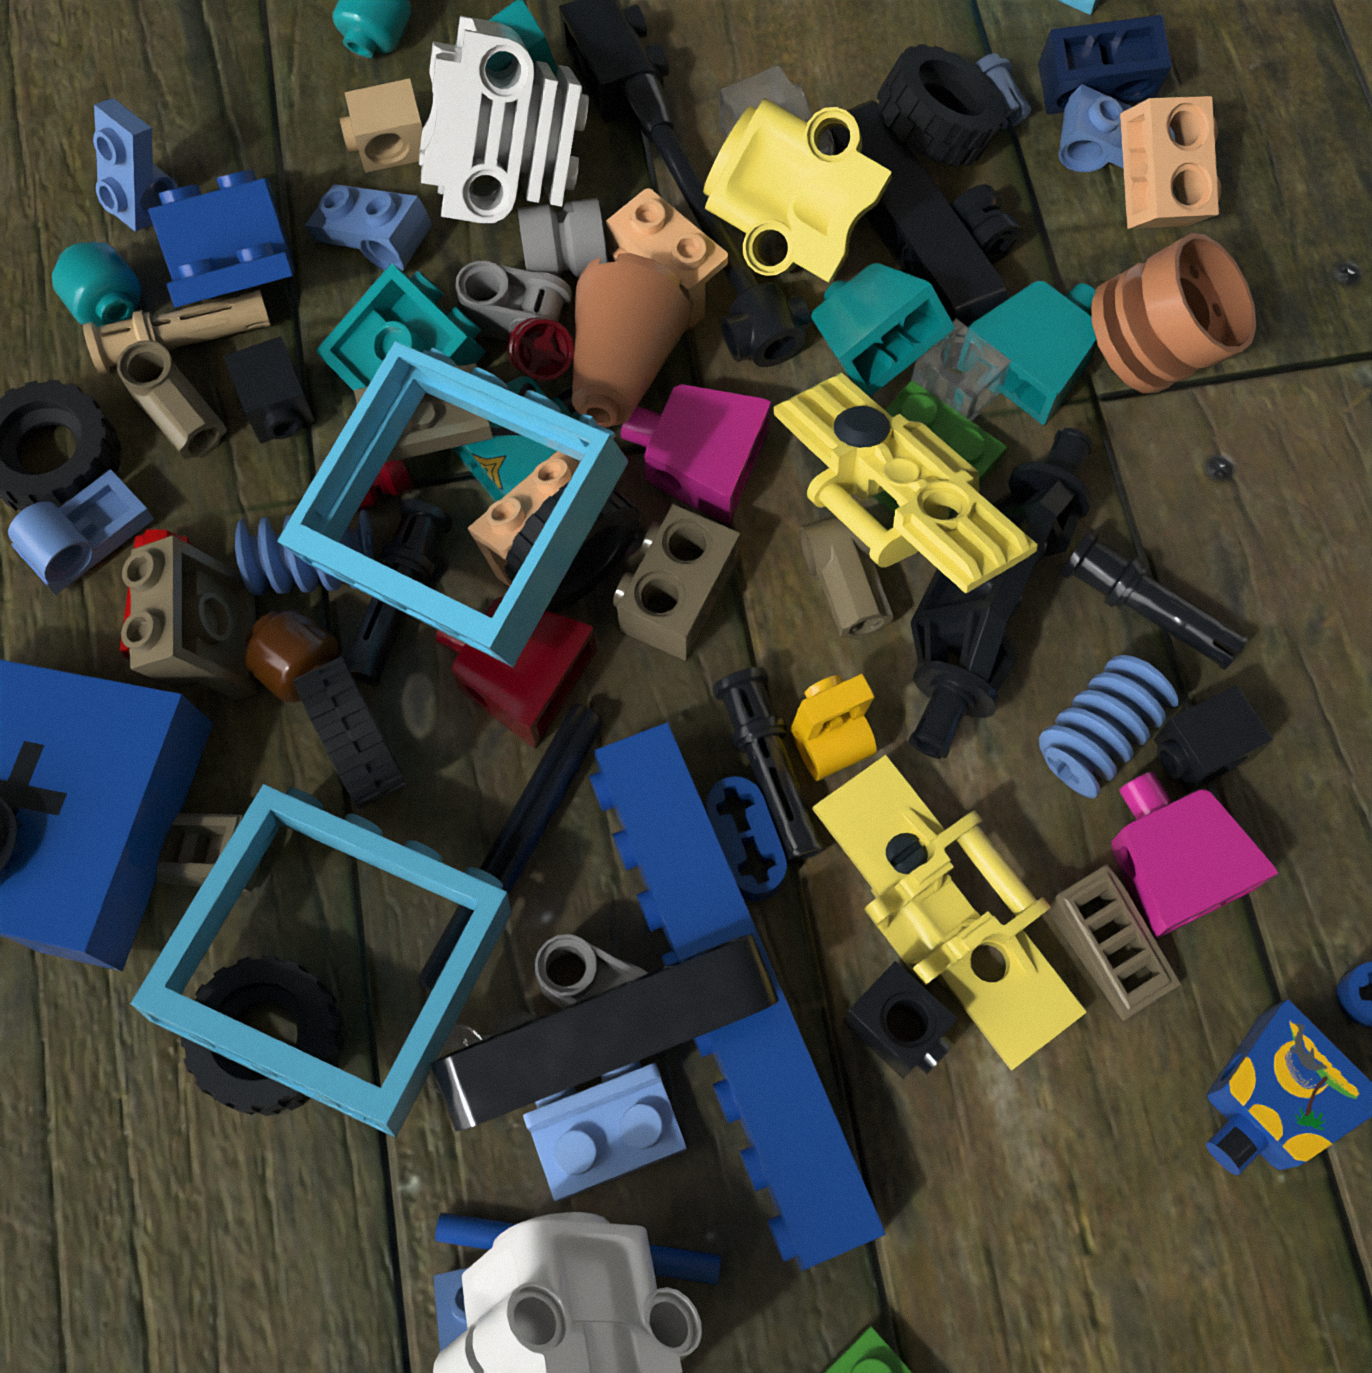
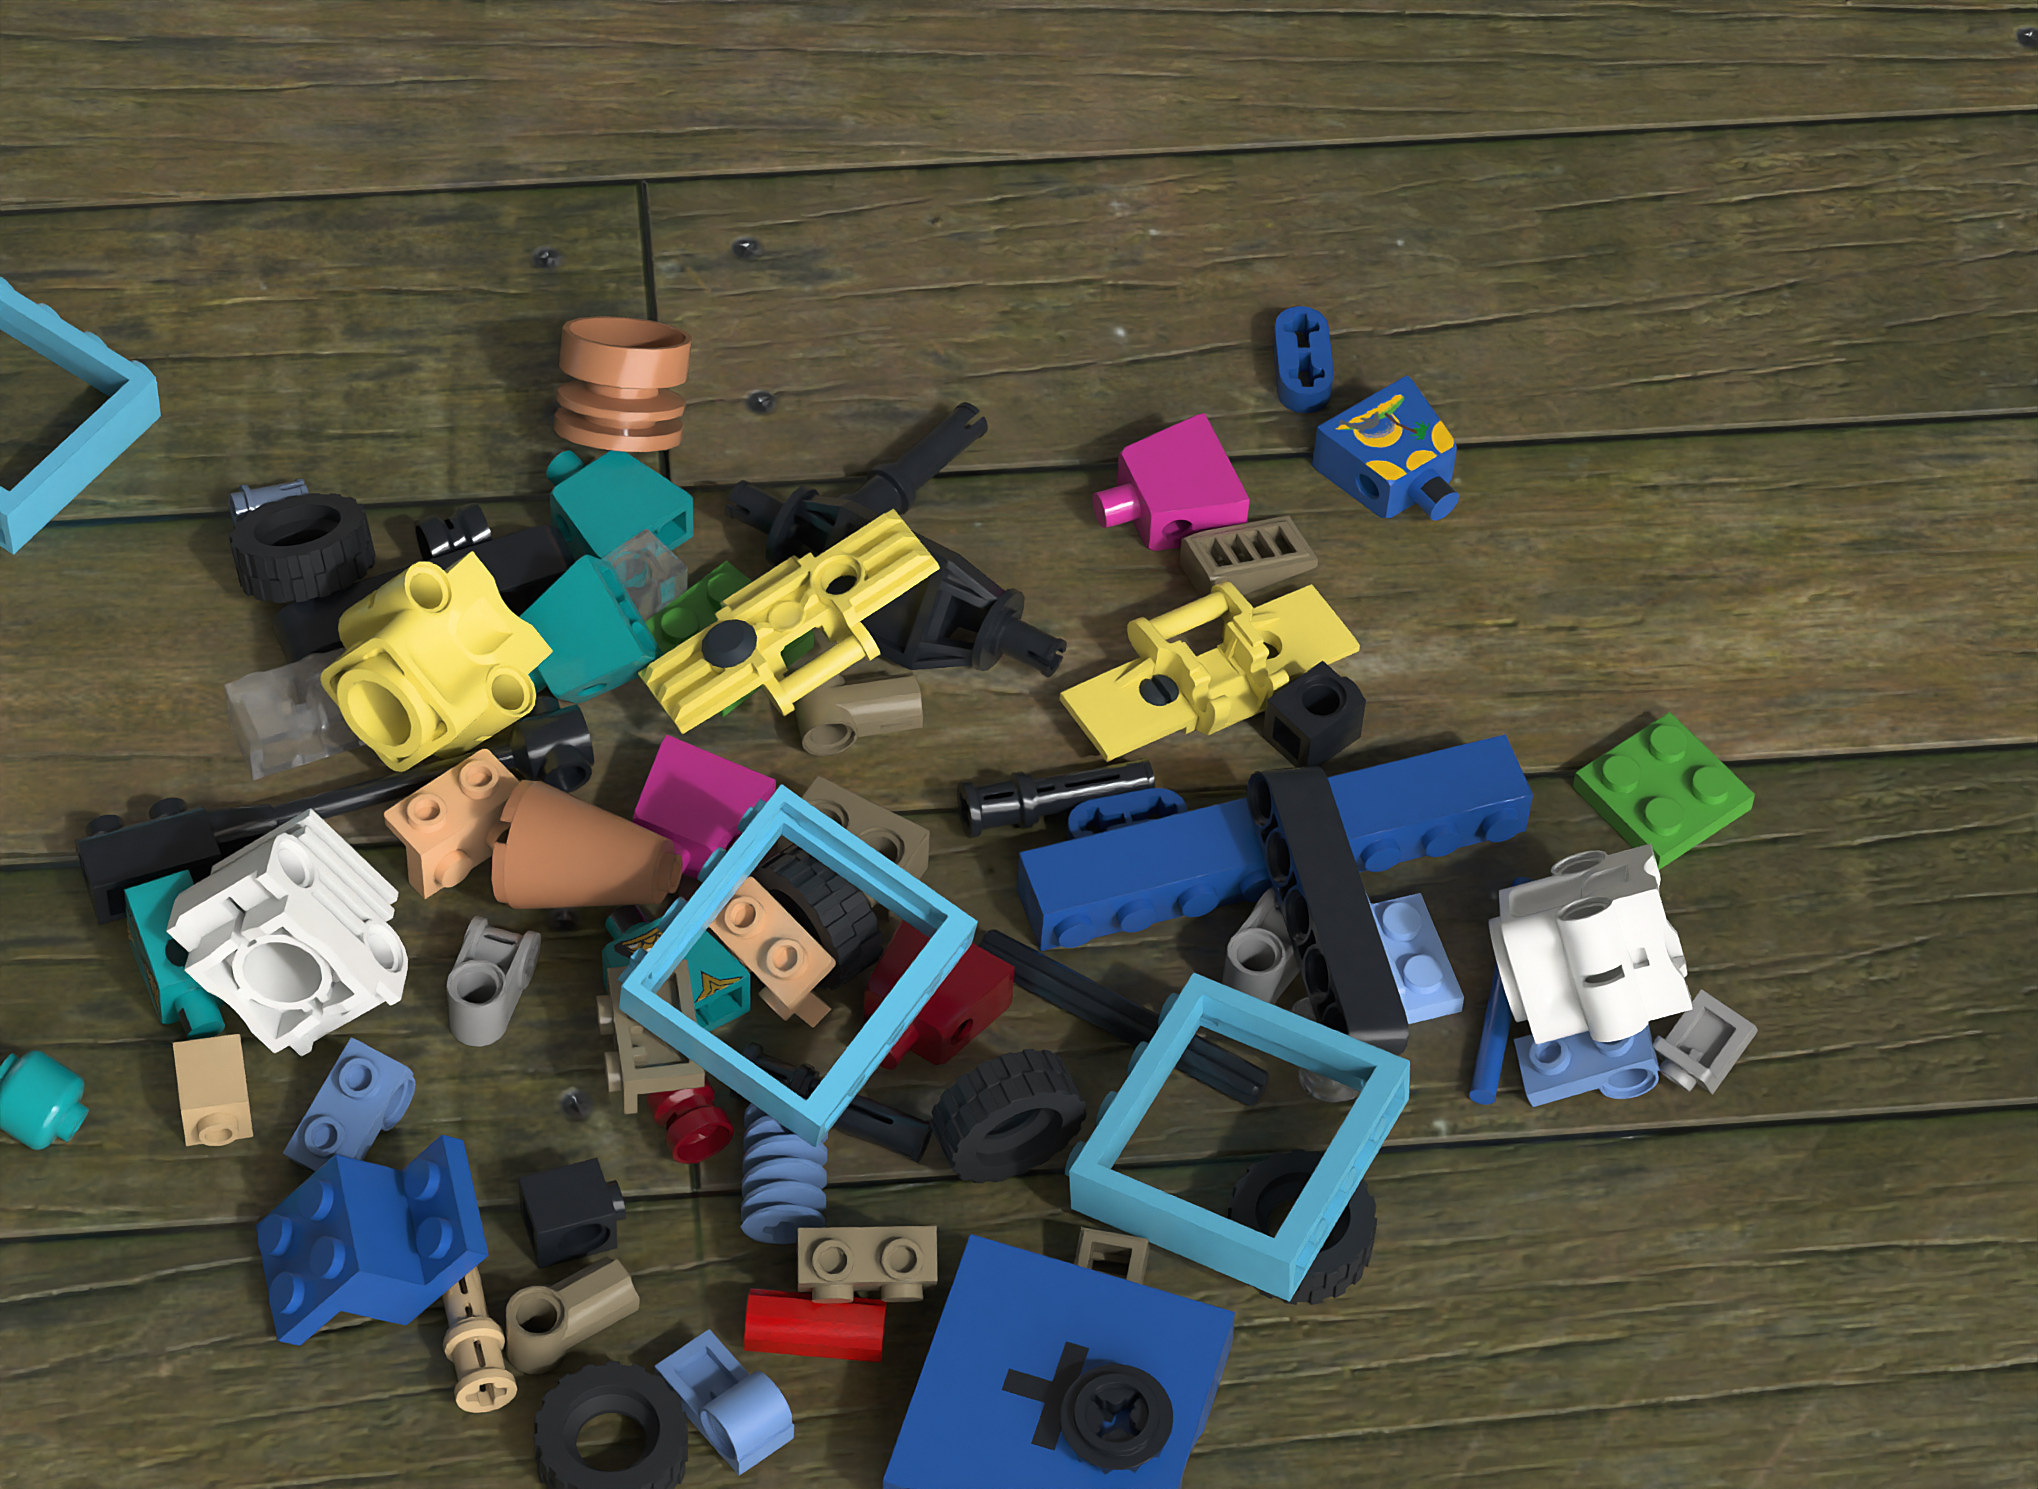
camera: 90 degrees left, 15 degrees down
(96, 282) = (397, 1390): teal head -> none
(125, 166) = (247, 1341): medium blue plate -> none
(285, 647) = (902, 1188): reddish brown head -> none
(403, 312) = (530, 1081): teal plate -> none
(550, 352) = (567, 939): dark red wheel -> none
(562, 239) = (425, 914): light grey wheel -> none
(832, 725) = (1027, 725): yellow plate -> none
(1092, 131) = (353, 414): medium blue plate -> none
(1105, 722) = (1044, 522): medium blue piece -> none
(1113, 57) = (274, 399): dark blue brick -> none
(1157, 162) = (423, 361): light nougat brick -> none
(1211, 739) = (1062, 448): black brick -> none

